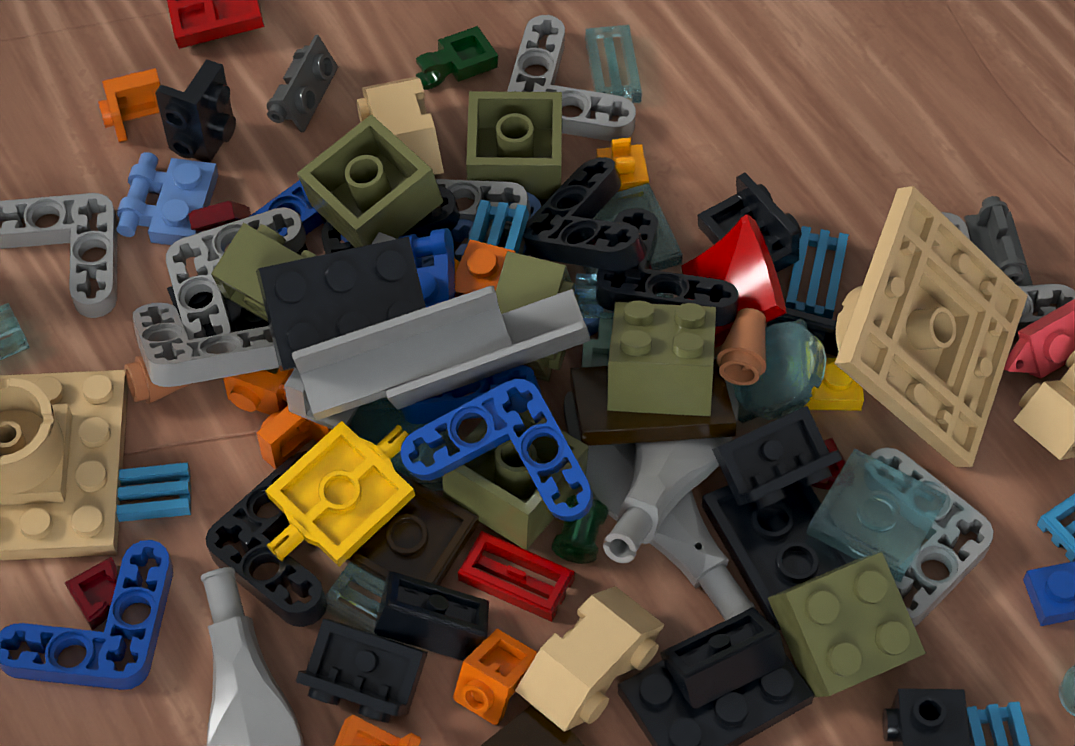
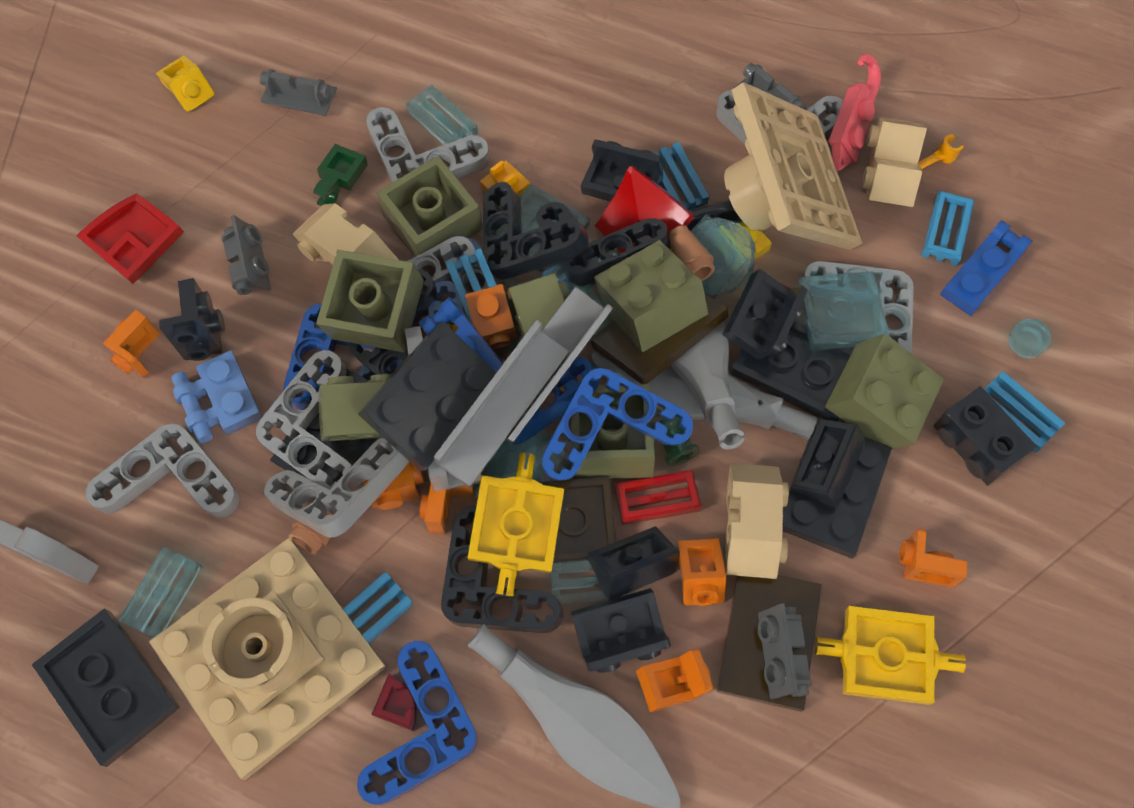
camera: 35 degrees left, 10 degrees up
(217, 215) = (265, 386): dark red tile -> none

